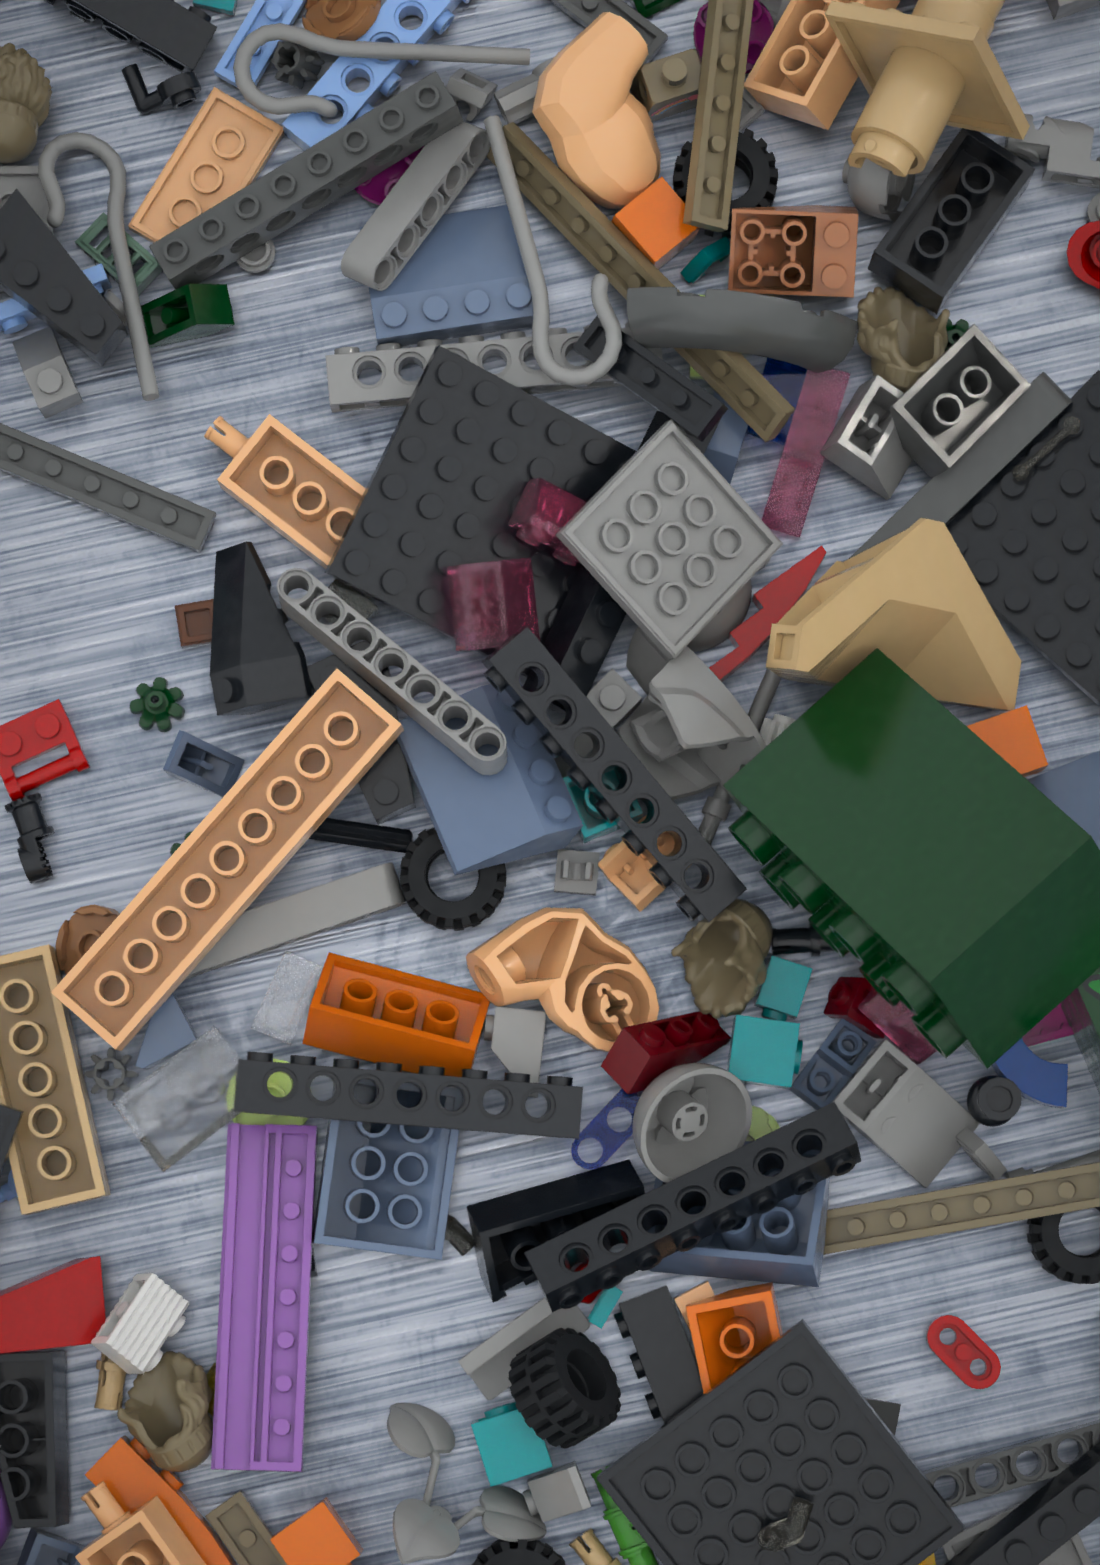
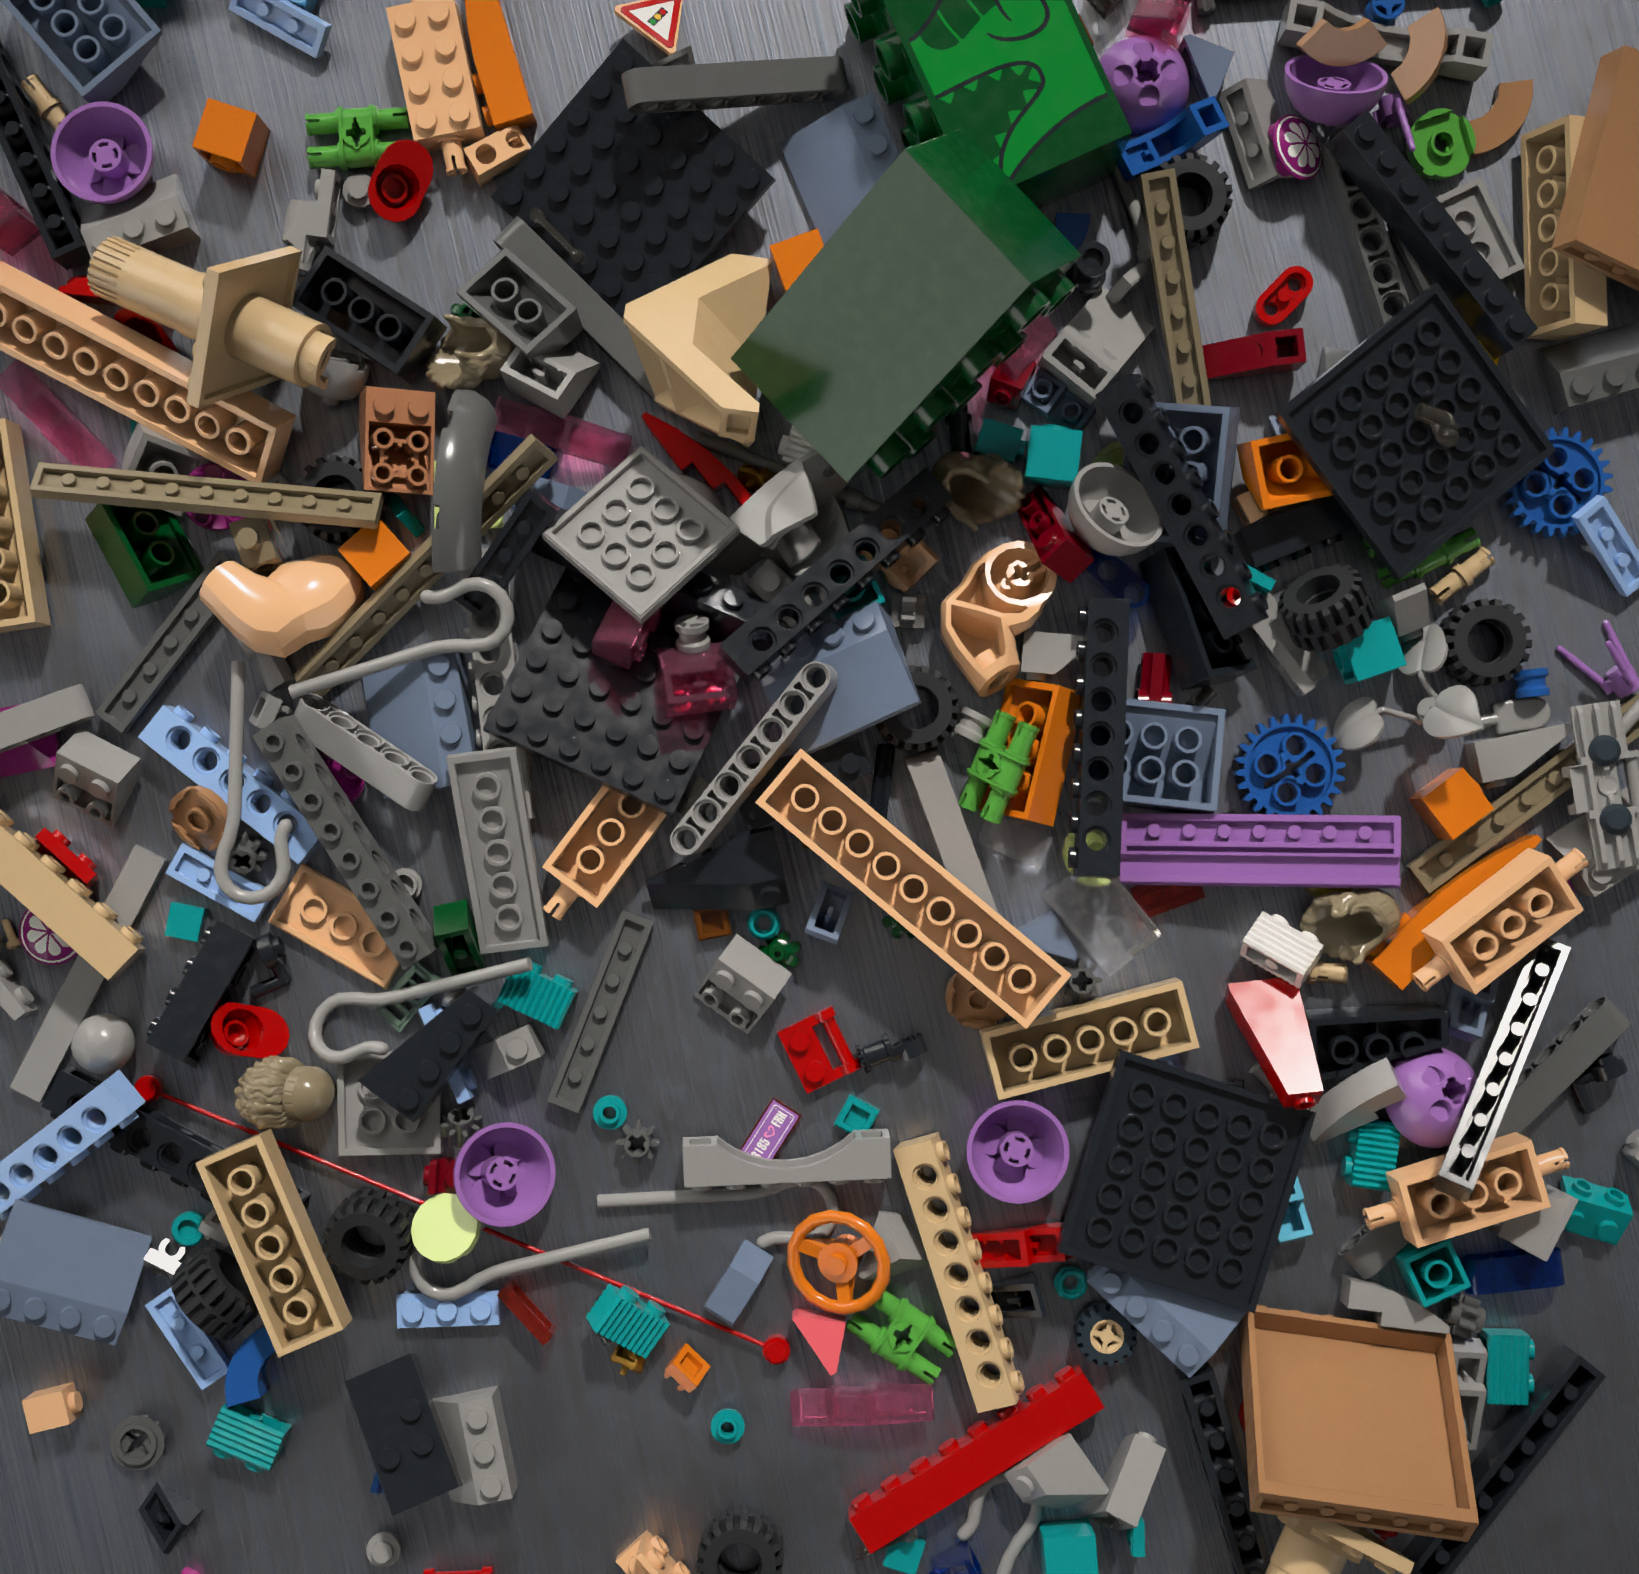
camera: 85 degrees left, 5 degrees up
(82, 61) = (248, 1031): none -> red piece
(113, 411) = (539, 996): none -> teal brick
(120, 657) = (742, 984): none -> light grey slope
(181, 681) = (764, 934): none -> teal plate
(207, 1173) = (1162, 898): none -> clear red tile
(291, 362) = (498, 849): none -> light grey plate
(377, 975) = (998, 766): none -> bright green pin
(400, 1321) = (1272, 743): none -> blue gear
(430, 947) = (972, 725): none -> light grey wheel
(482, 1176) = (1155, 678): none -> dark red piece
(549, 601) = (692, 633): none -> light grey wheel
(746, 684) = (752, 477): none -> pearl gold piece
(887, 1307) = (1256, 354): none -> dark red slope

